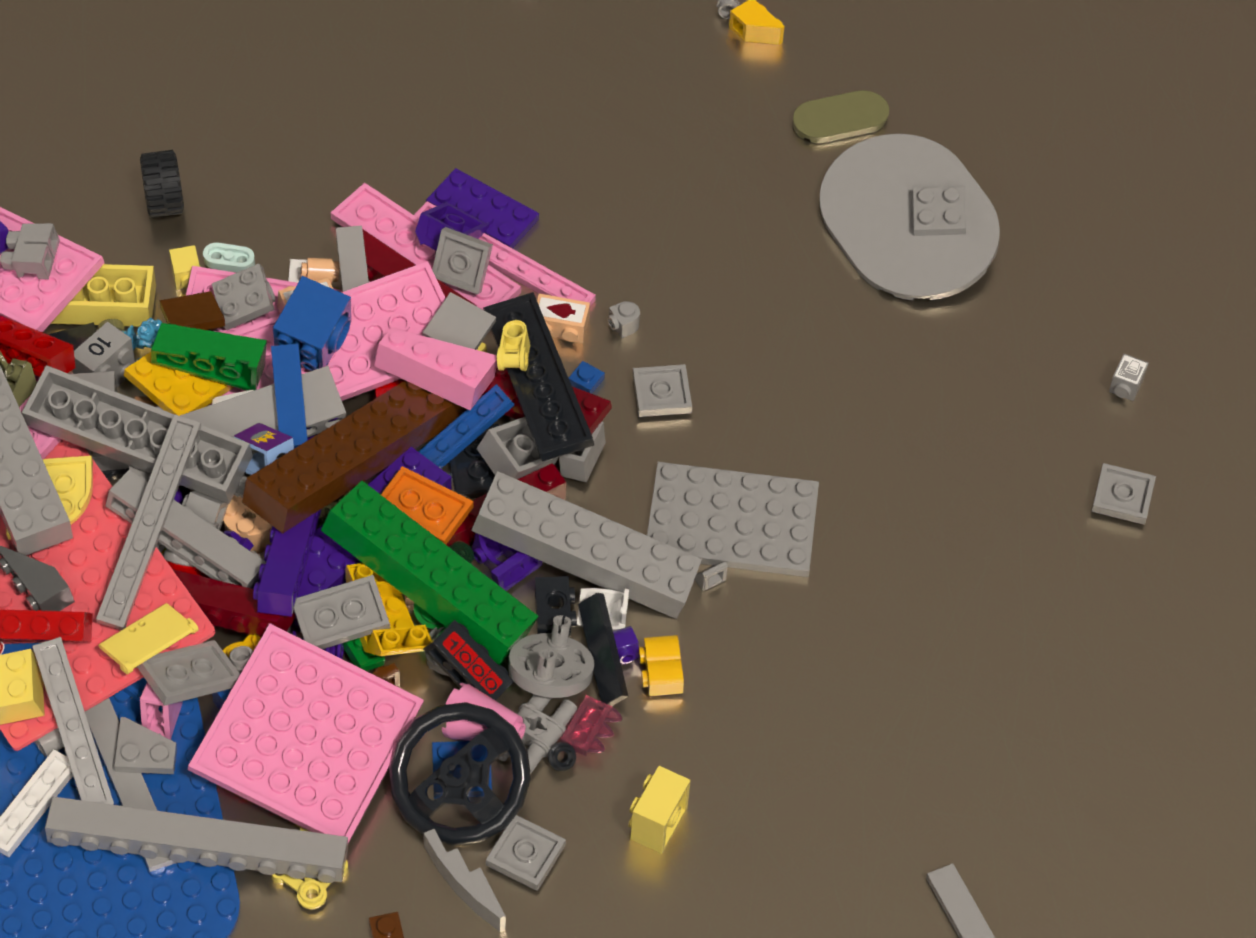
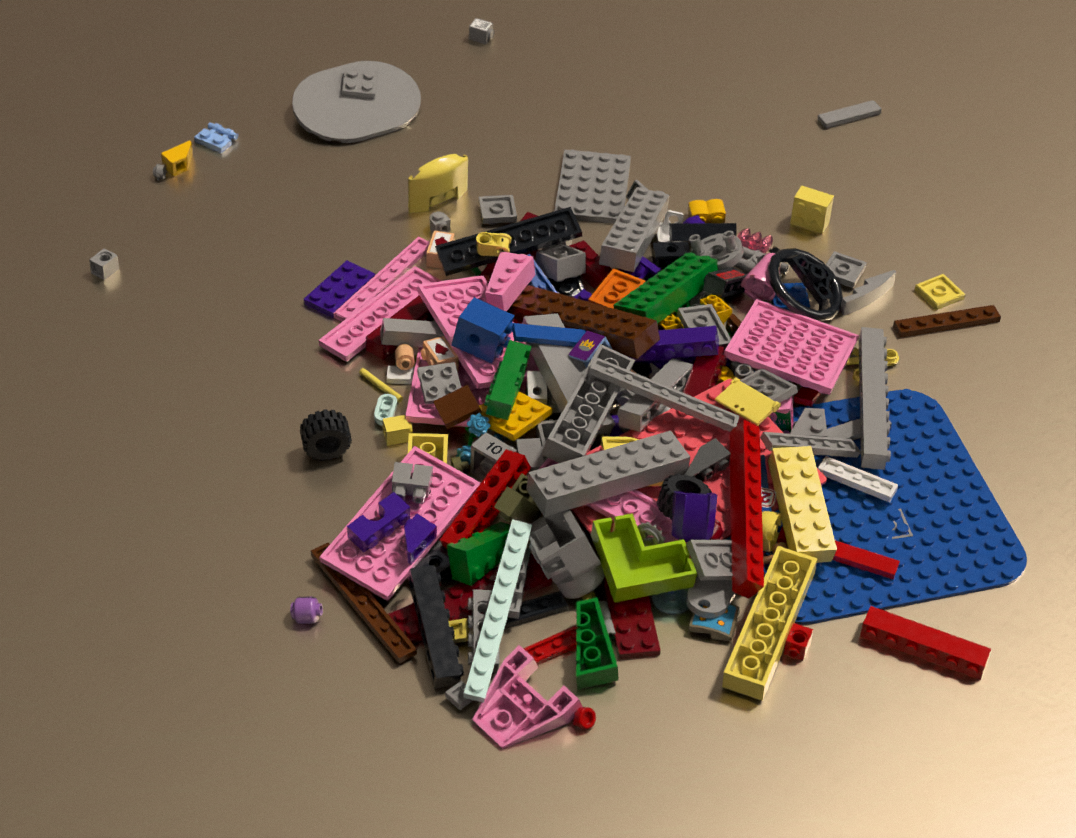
camera: 90 degrees left, 10 degrees down
(288, 252) = (379, 384): none -> light yellow bar
(449, 216) = (374, 289): dark purple slope -> none
(460, 323) = (469, 274): light grey tile -> none
(461, 260) = (405, 279): light grey plate -> none
(695, 305) = (438, 182): none -> light yellow slope
(810, 61) = (212, 139): none -> light blue plate
(840, 116) = (263, 129): olive tile -> none
(1123, 493) = (564, 40): light grey plate -> none

